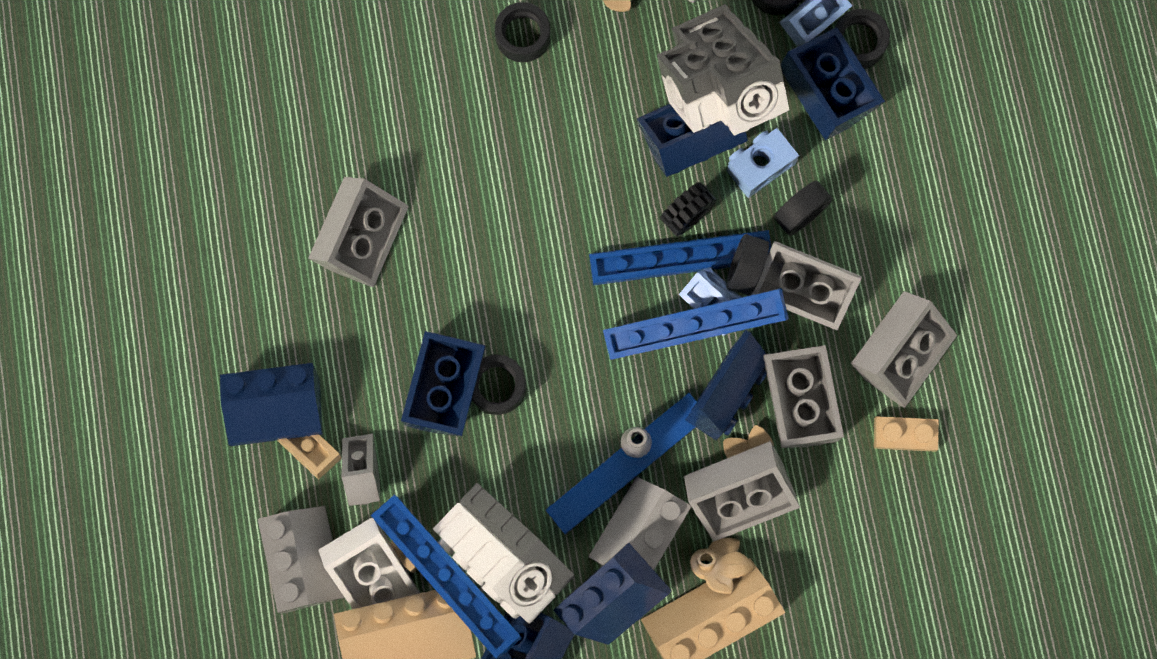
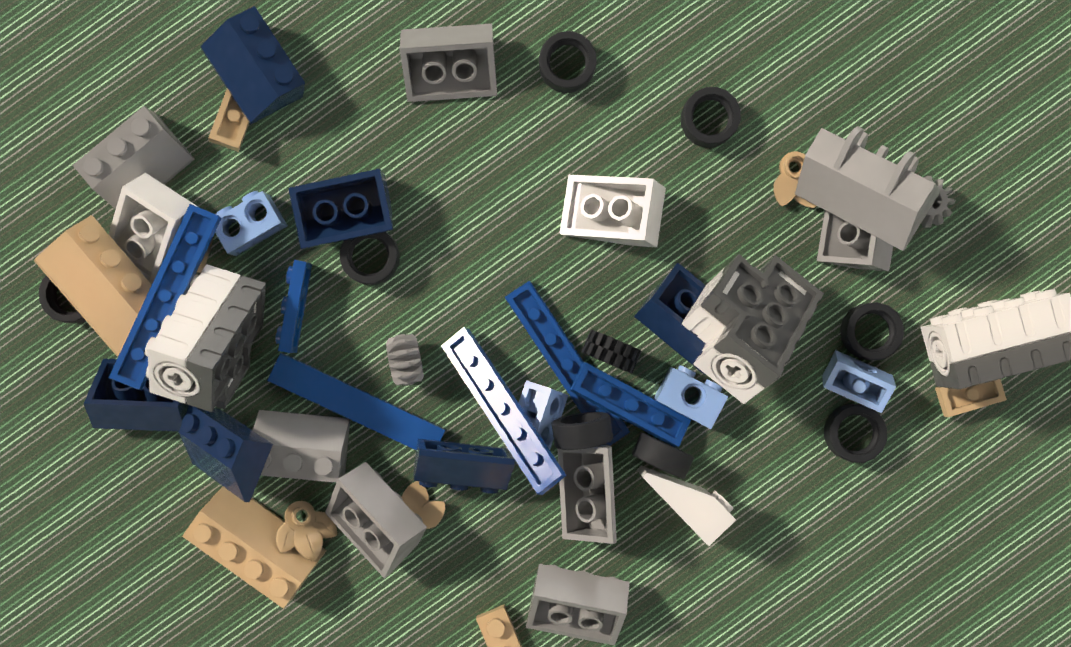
camera: 60 degrees right, 10 degrees up
(360, 470) = (236, 173): light grey slope -> none
(411, 107) = (567, 38): none -> black tyre
(418, 479) = (250, 231): none -> light blue brick
(508, 475) = (293, 306): none -> blue plate
(562, 151) = (613, 209): none -> white slope
(607, 395) = (404, 359): none -> light grey gear
(632, 449) = (383, 404): light grey cone -> none
(742, 217) = (630, 405): none -> blue plate
(803, 397) = (484, 536): light grey slope -> none
(830, 83) = (797, 426): dark blue slope -> none
(862, 201) = (702, 511): none -> white slope

